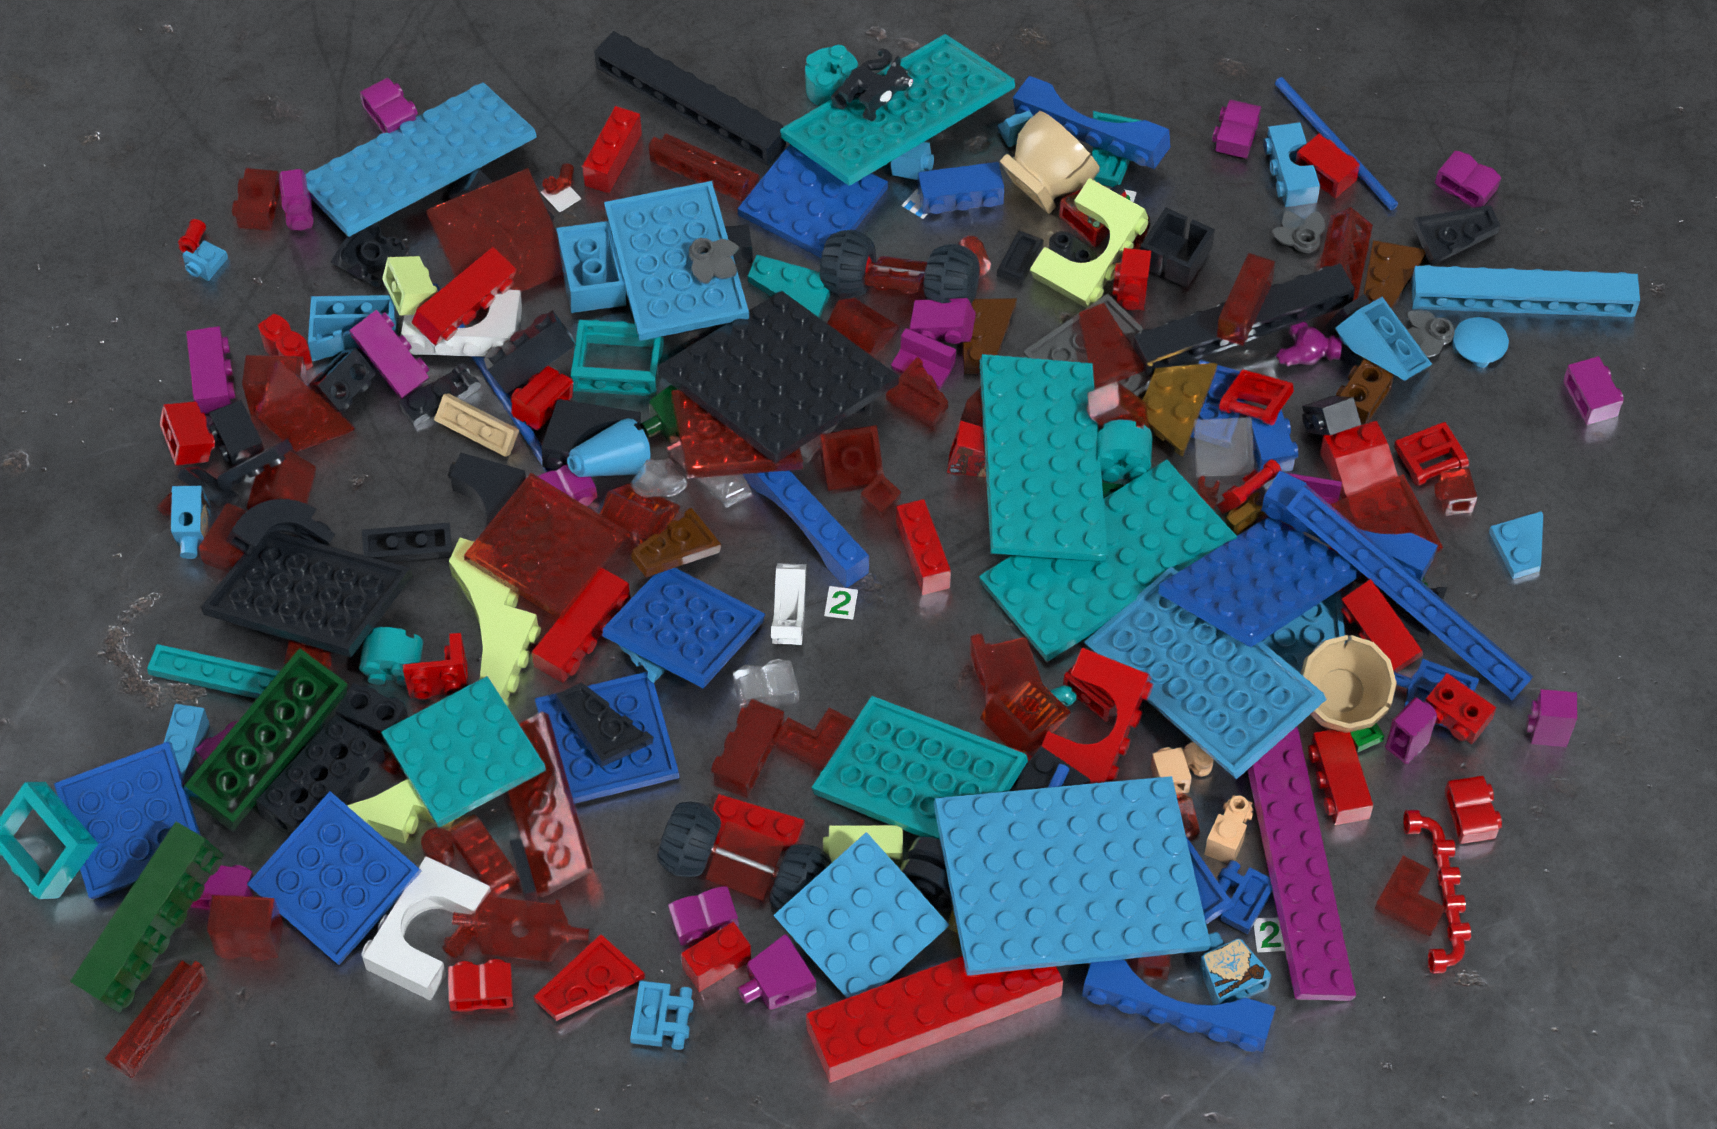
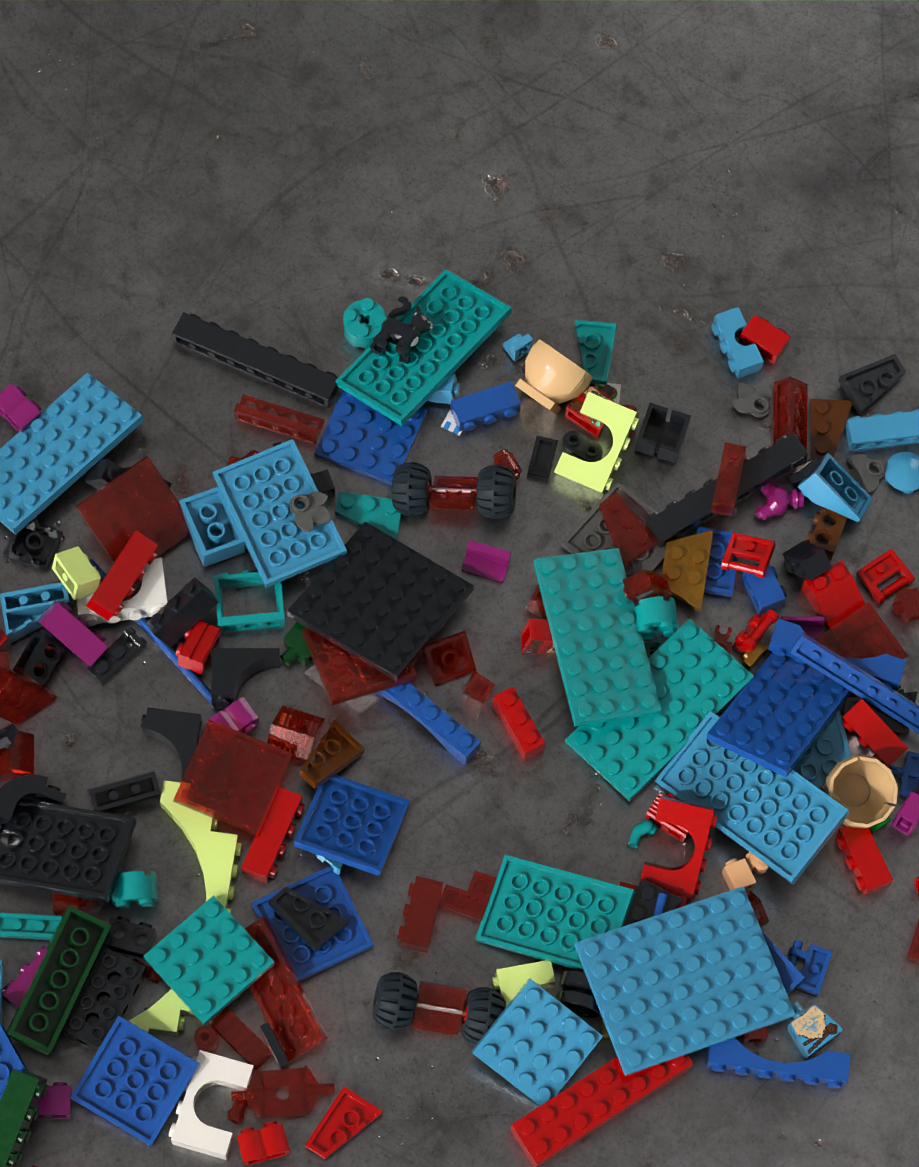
camera: 15 degrees left, 10 degrees up
(245, 927) = (77, 1133): clear red brick -> none
(439, 677) = (181, 900): red bracket -> none
(476, 424) = (152, 678): tan plate -> none
(555, 186) = (170, 453): clear red arm -> none
(563, 199) = (171, 462): white sticker -> none
(611, 452) = (265, 688): dark azure cone -> none
(612, 149) = (204, 417): red brick -> none
(651, 1014) = (394, 1141): dark azure plate -> none
(658, 479) = (304, 702): clear piece -> none
(702, 915) = (417, 1057): magenta brick -> none
(716, 956) = (433, 1088): red brick -> none
(759, 819) = (439, 972): red wing -> none
(769, 684) = (423, 860): clear brick -> none
(778, 976) = (482, 1095): magenta torso -> none
(789, 604) = (427, 791): white arch -> none
(841, 602) = (464, 778): white sticker -> none
(862, 325) = (432, 540): clear red slope -> none
(918, 394) = (489, 592): clear red wing -> none
(944, 321) = (497, 529): magenta brick -> none
(989, 329) = (527, 529): reddish brown wing -> none
(1001, 663) = (599, 813): clear red bracket -> none
(1024, 714) = (623, 850): clear red slope -> none
(1132, 279) = (635, 468): red brick -> none
(1136, 141) = (616, 346): blue arch -> none
(1223, 447) = (729, 599): clear plate -> none
(1229, 830) = (791, 918): light nougat brick -> none
(1237, 128) = (690, 317): magenta brick -> none
(1268, 935) = (834, 992): white sticker -> none
(1300, 874) = (850, 947): magenta plate -> none
(1326, 132) = (765, 314): blue piece -> none
(1467, 179) = (873, 333): magenta brick -> none

